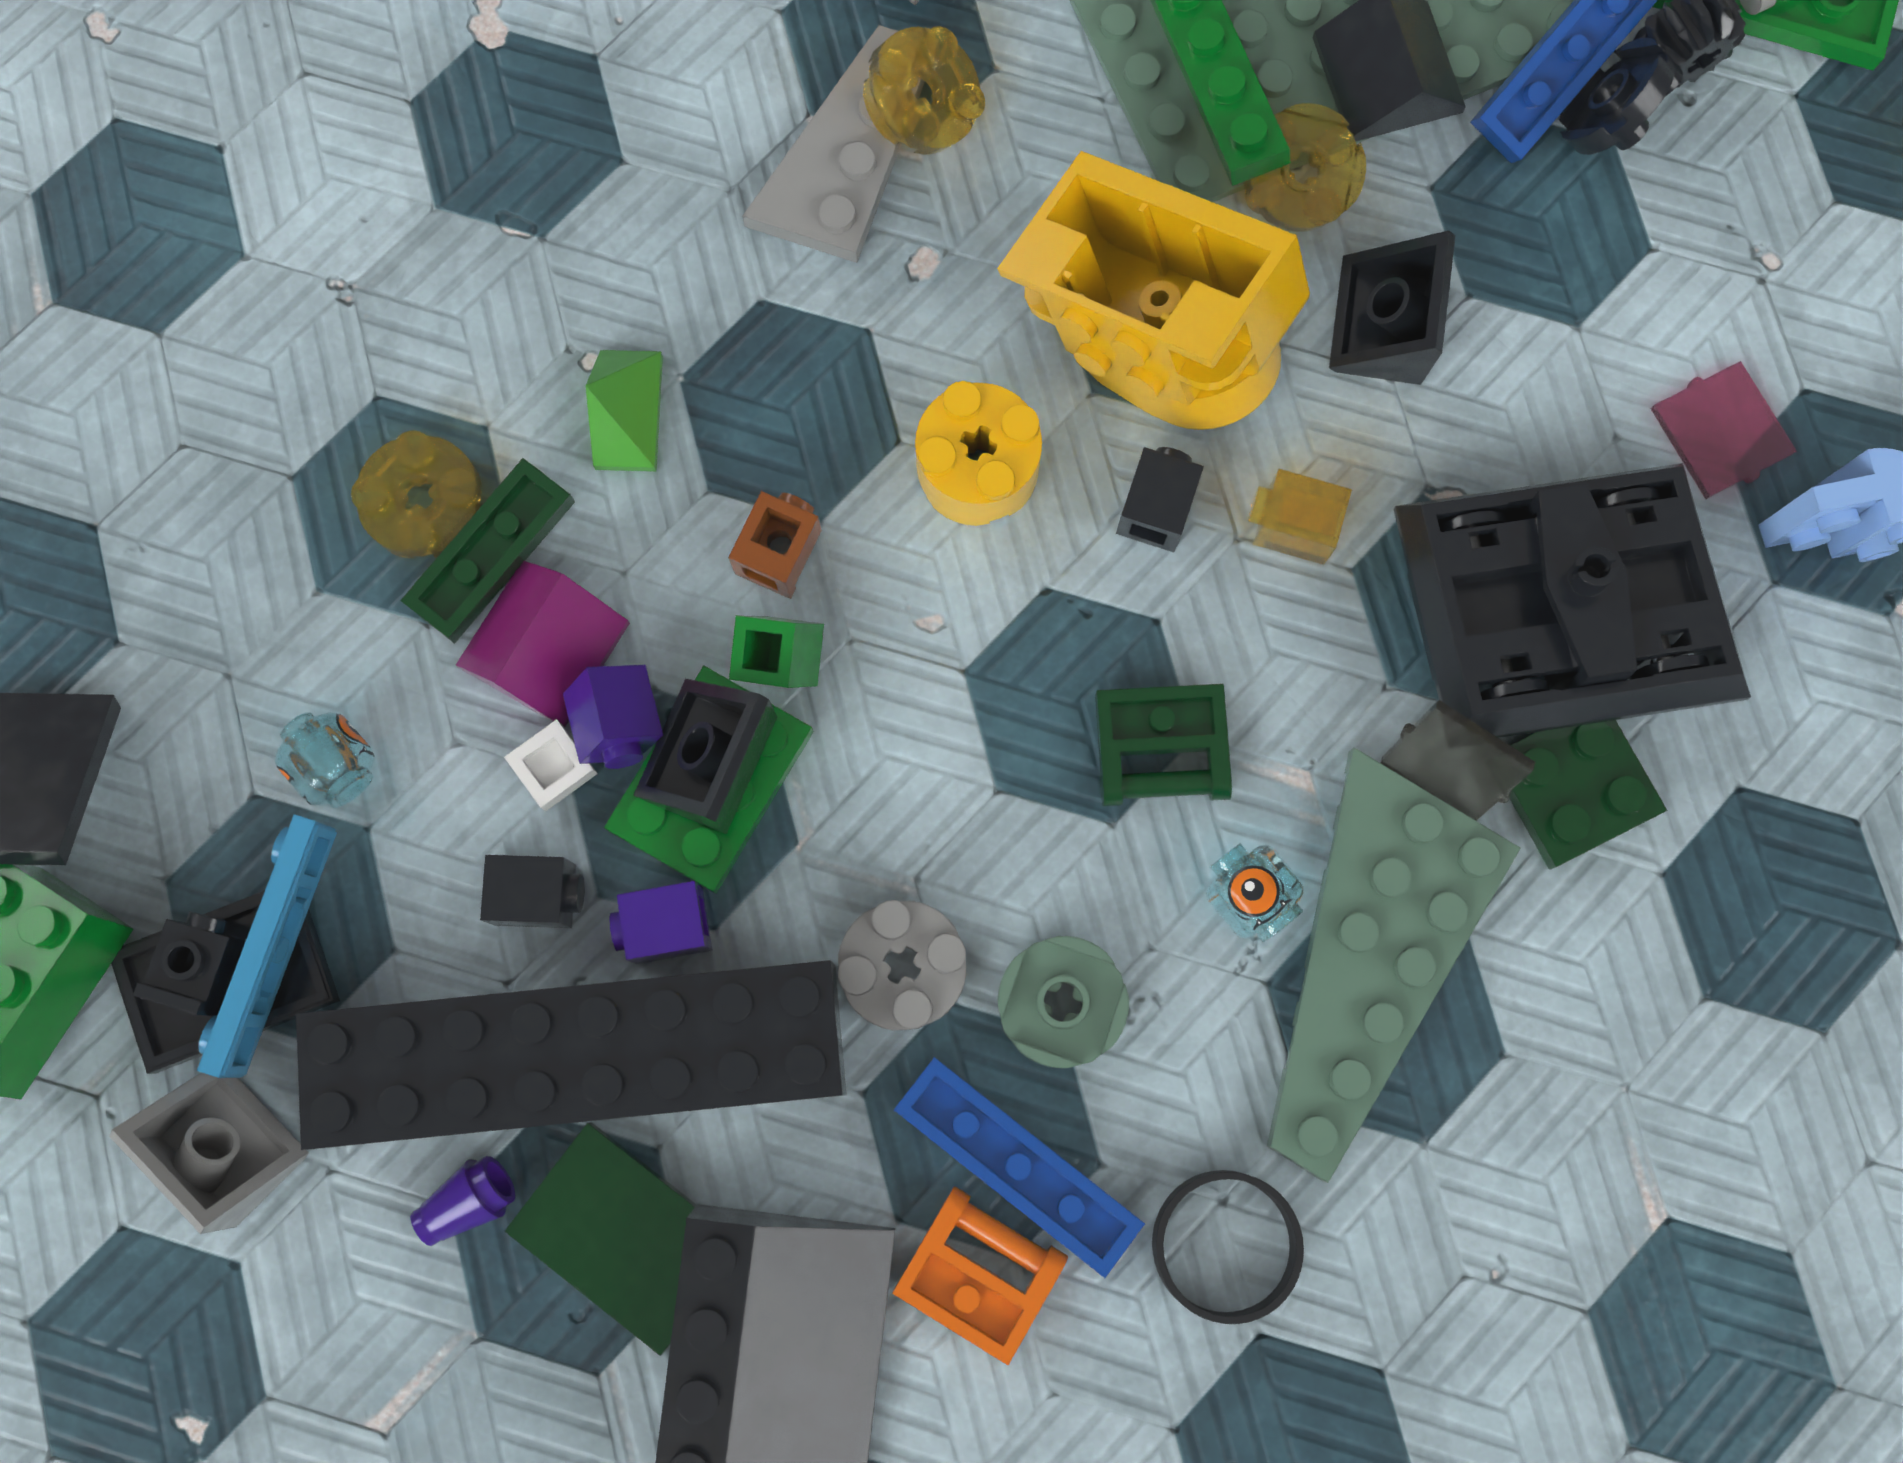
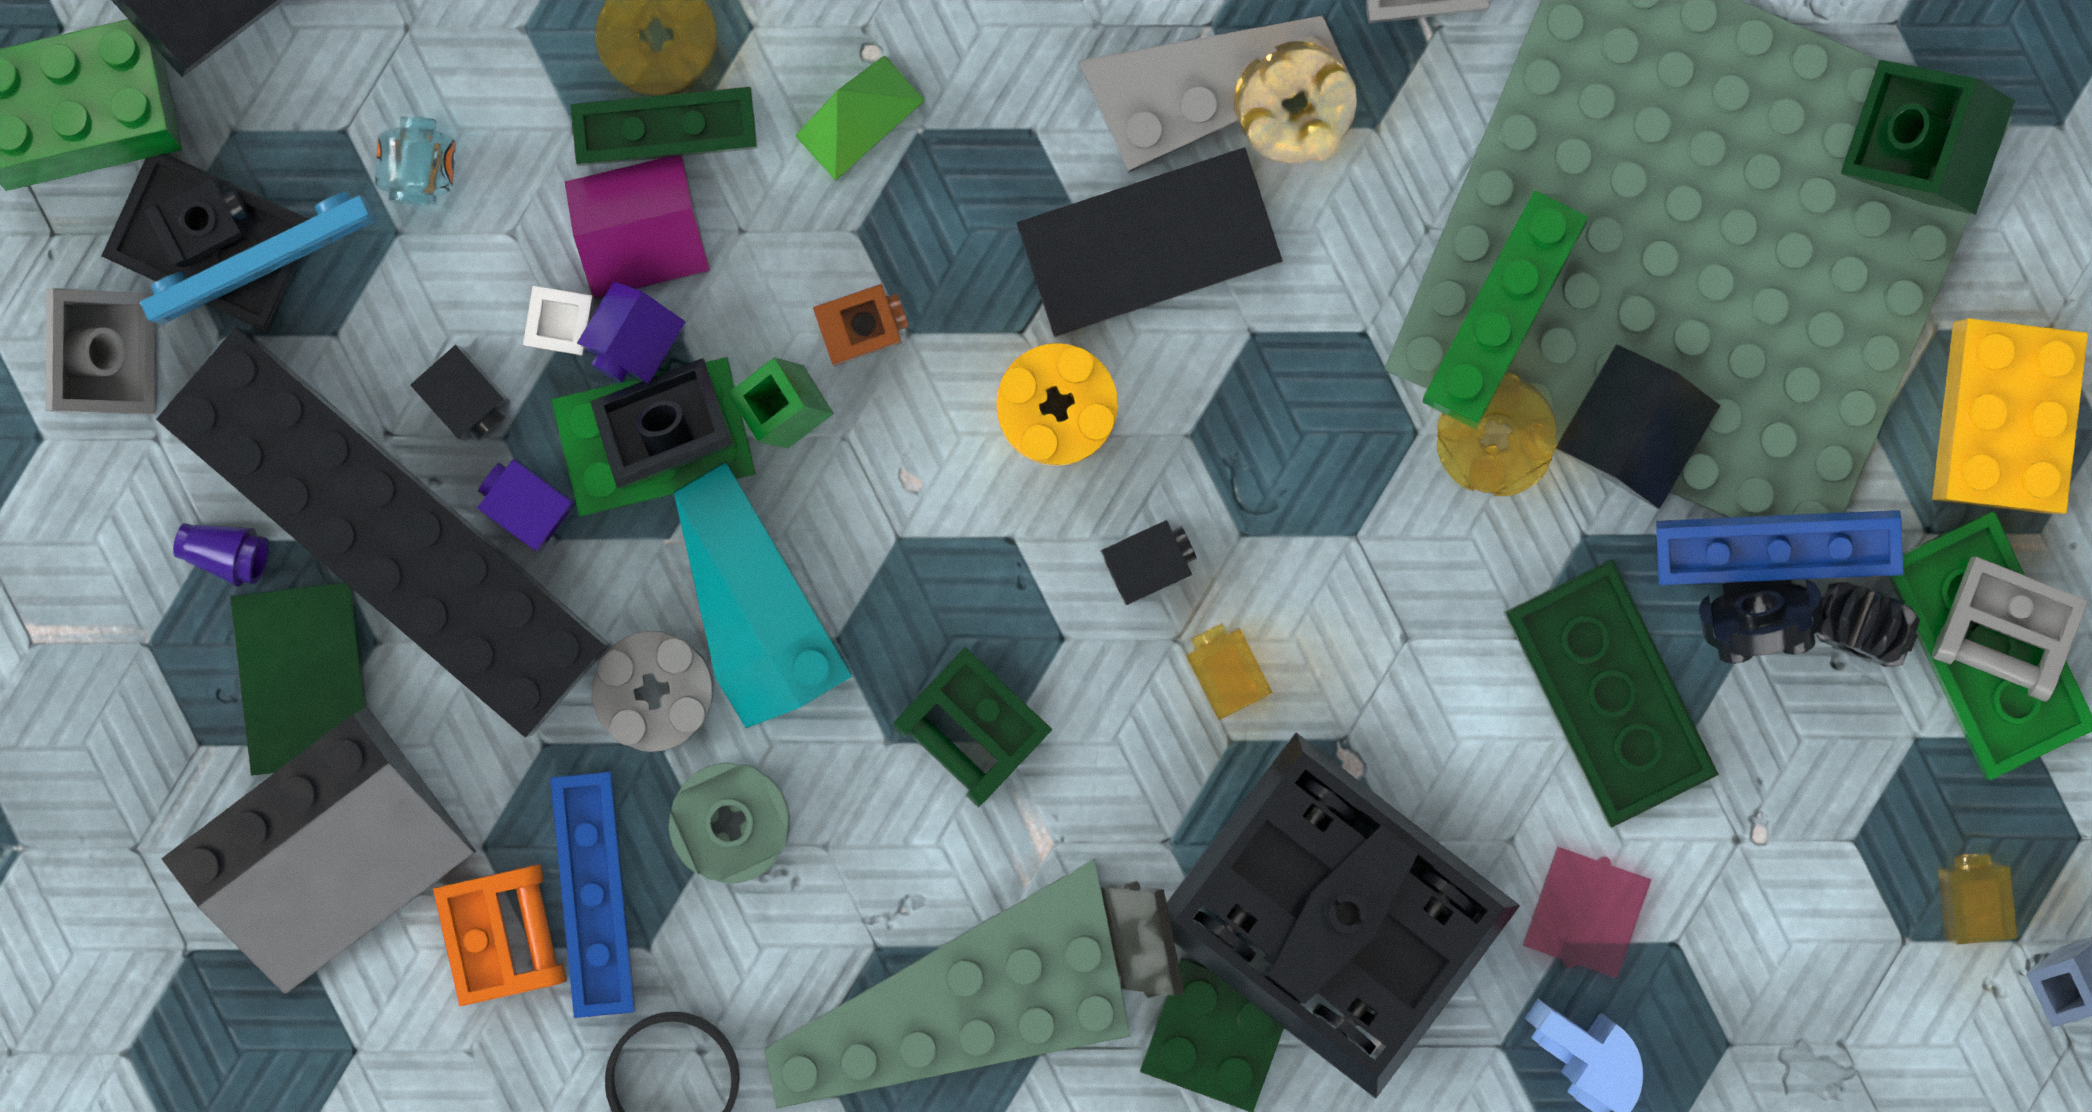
camera: 50 degrees right, 10 degrees up
(921, 289) = (1149, 242): none -> black tile
(926, 825) = (756, 617): none -> teal wedge
(1161, 292) = (1279, 425): yellow brick -> none
(1255, 892) = (925, 883): clear light blue head -> none
(1393, 309) = (1446, 594): black slope -> none
(1572, 267) = (1611, 693): none -> dark green tile

